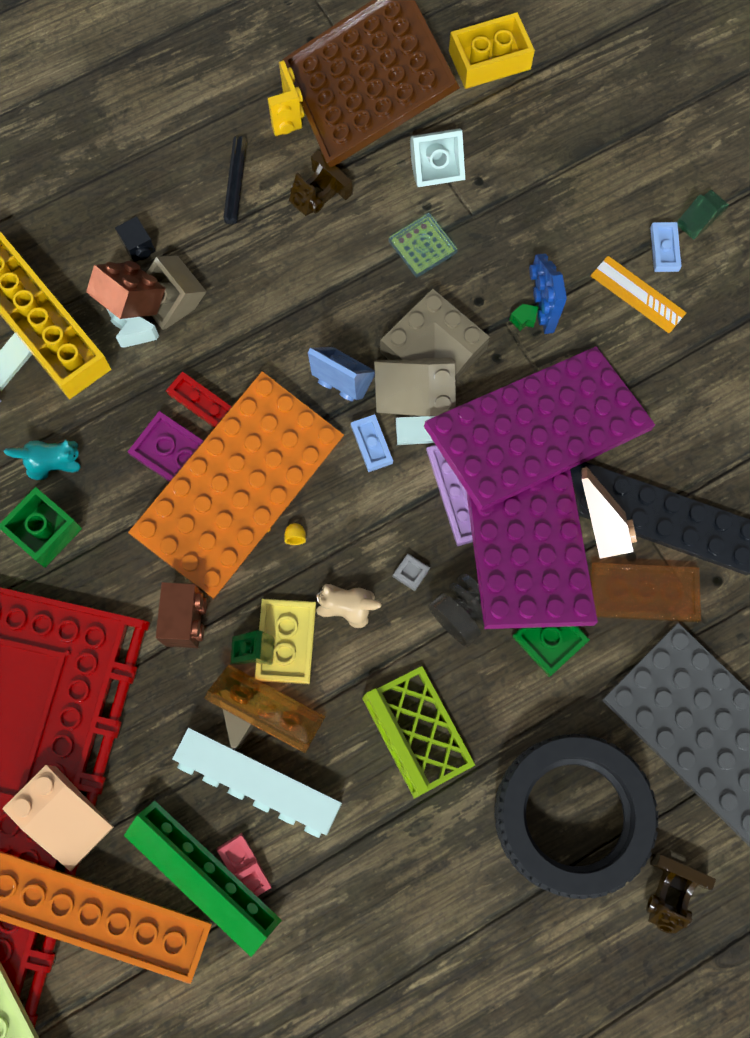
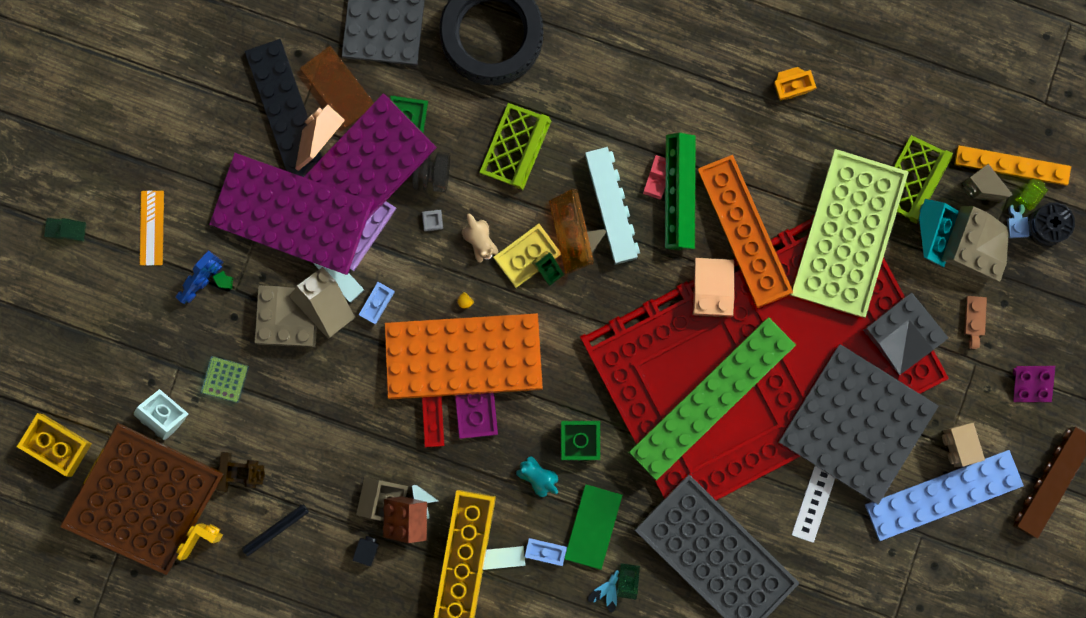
camera: 130 degrees left, 10 degrees up
(180, 615) = (562, 318): copper brick -> none
(341, 372) = (349, 351): medium blue slope -> none
(665, 247) = (108, 233): light blue plate -> none

